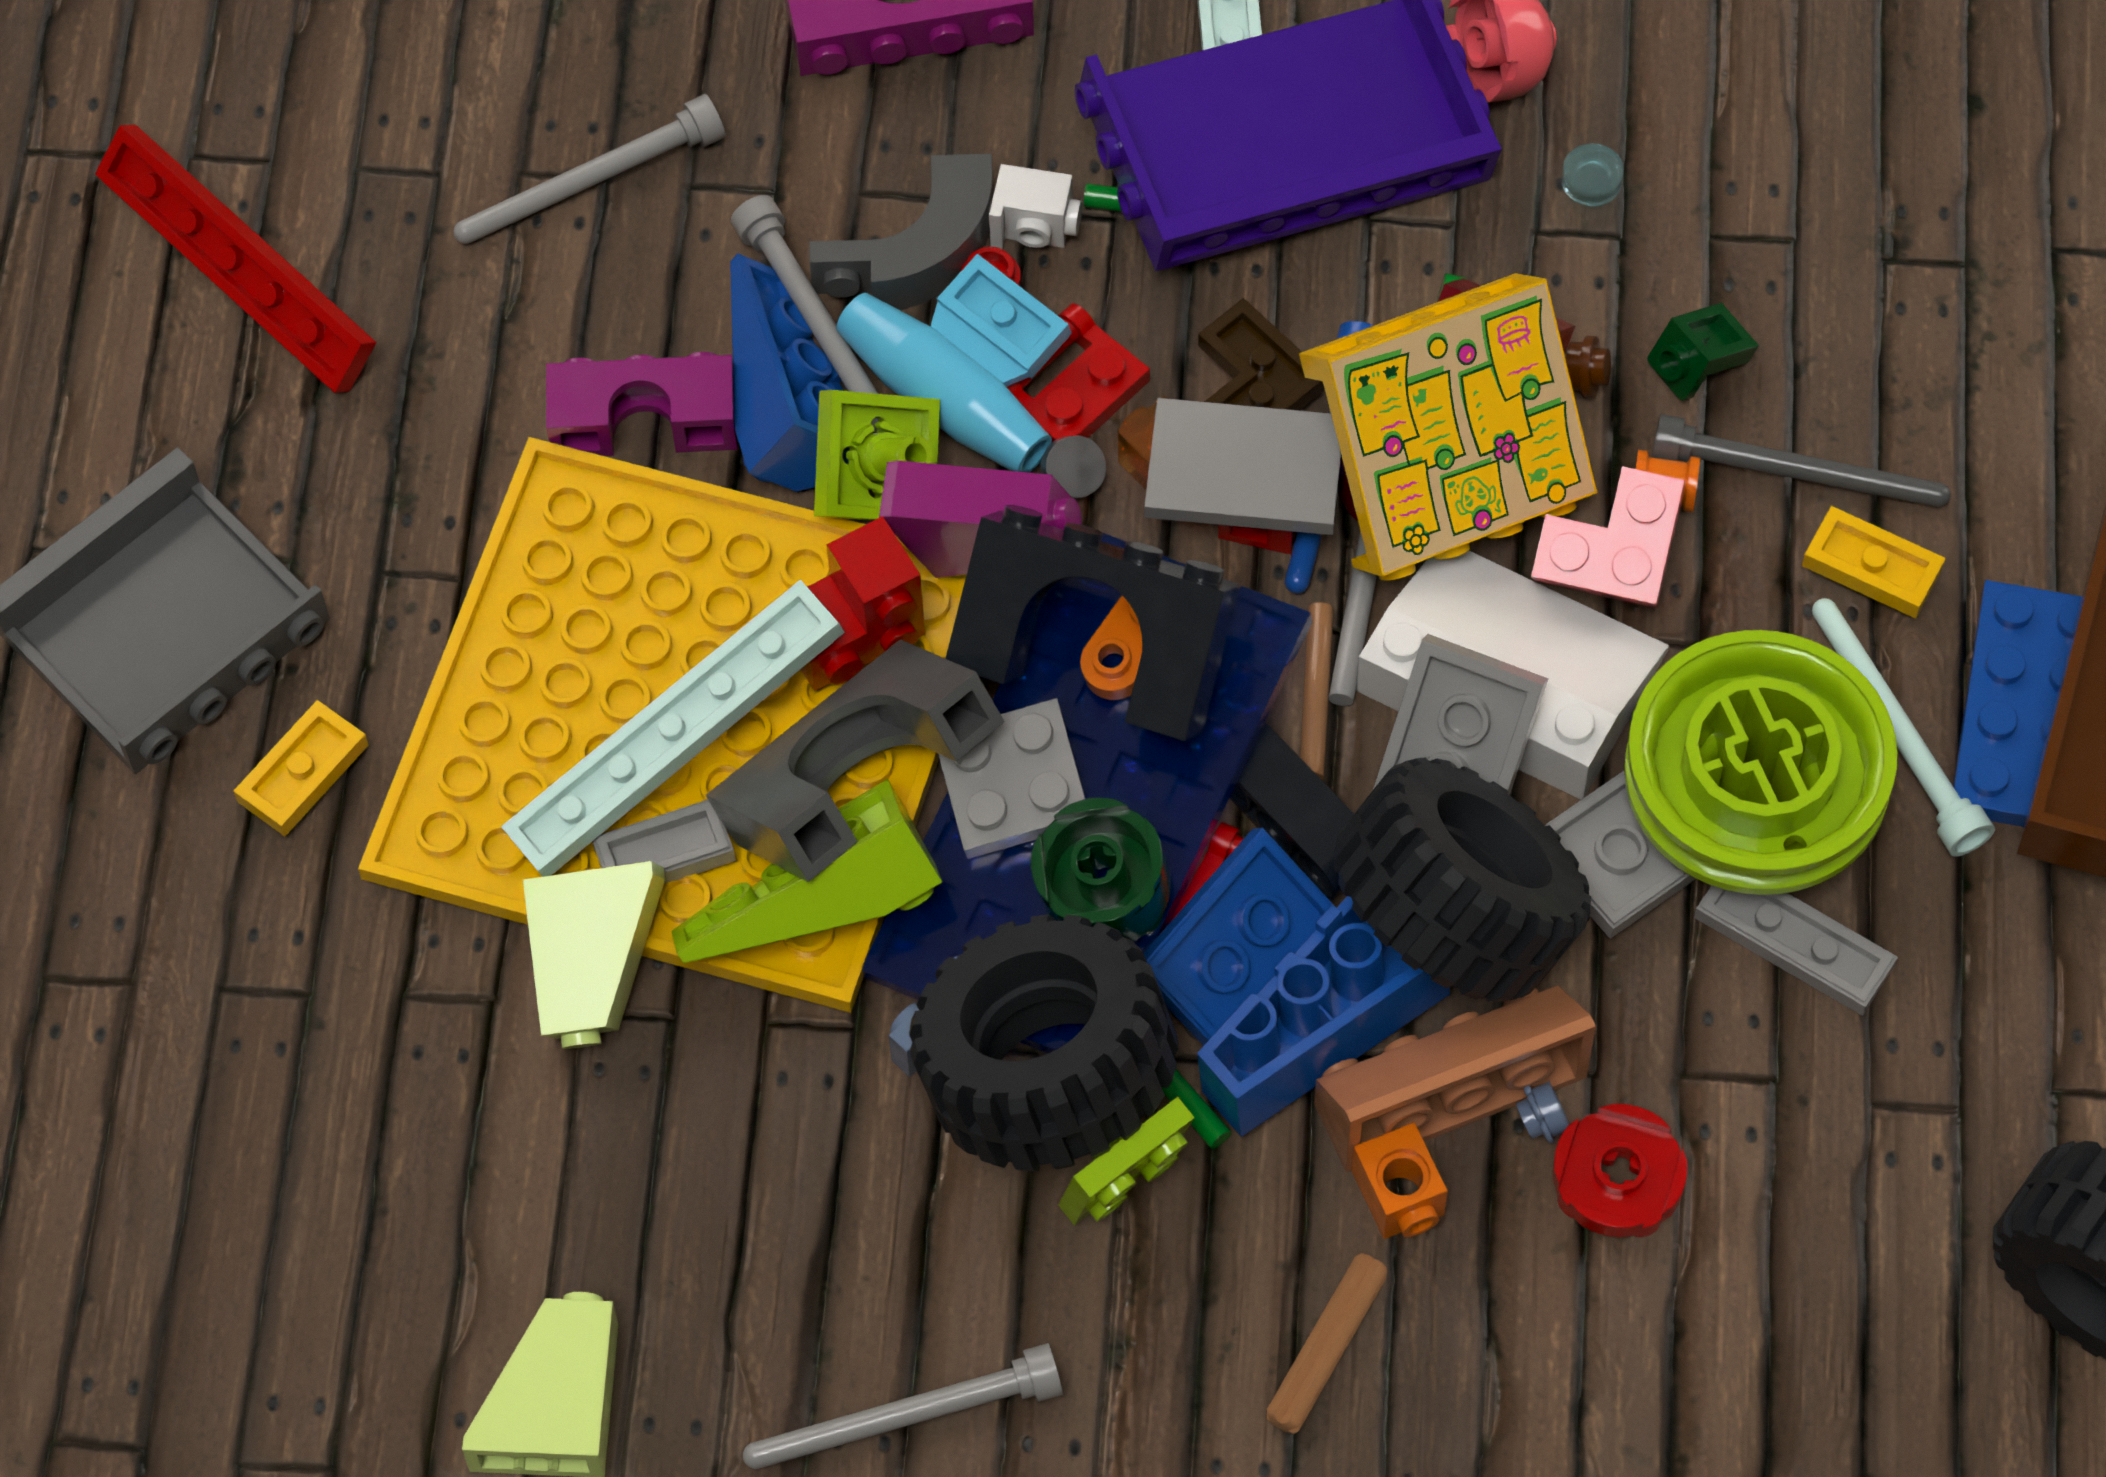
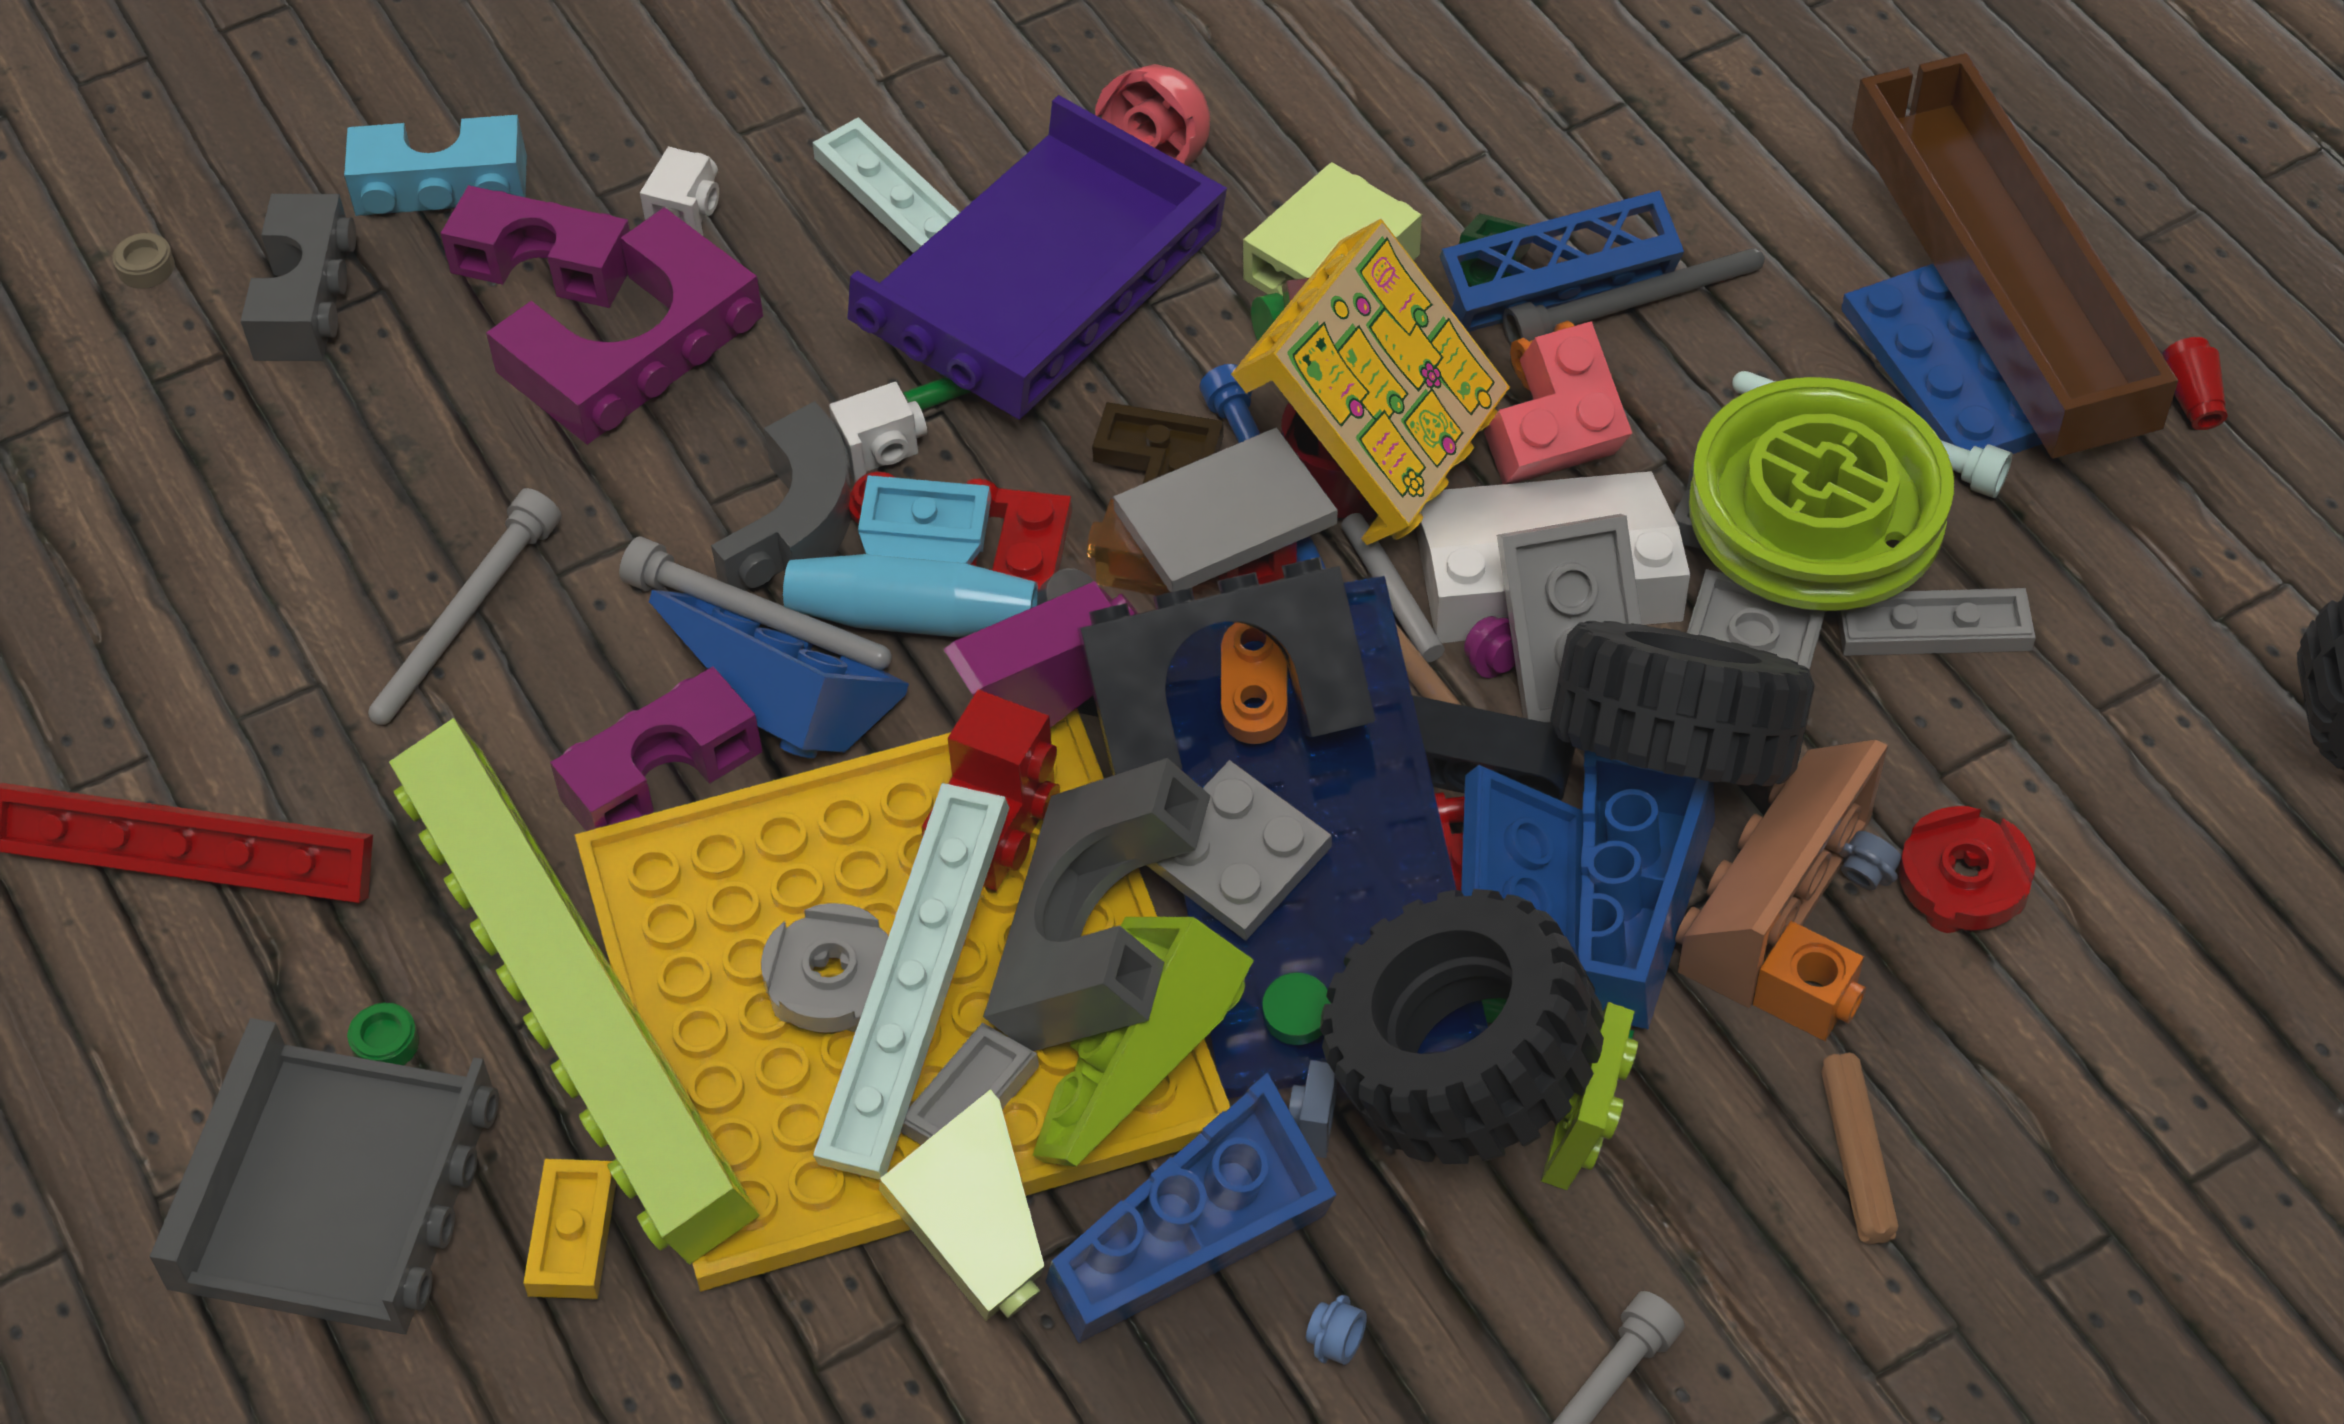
camera: 35 degrees left, 10 degrees down
(278, 519) = (384, 1034): none -> green tile
(426, 570) = (573, 996): none -> lime brick
(625, 645) = (792, 953): none -> light grey plate
(765, 1058) = (1197, 1213): none -> blue wedge
(798, 1220) = (1336, 1330): none -> medium blue plate
(905, 432) = (904, 671): lime plate -> none
(952, 930) = (1294, 1008): none -> green tile
(1098, 836) = (1382, 857): dark green brick -> none
(1378, 722) = (1490, 647): none -> magenta plate
(1576, 241) = (1315, 220): none -> yellowish green brick
(1592, 174) = (1292, 174): clear light blue tile -> none
(1737, 418) = (1568, 280): none -> blue fence
(1873, 562) = (1752, 326): yellow plate -> none

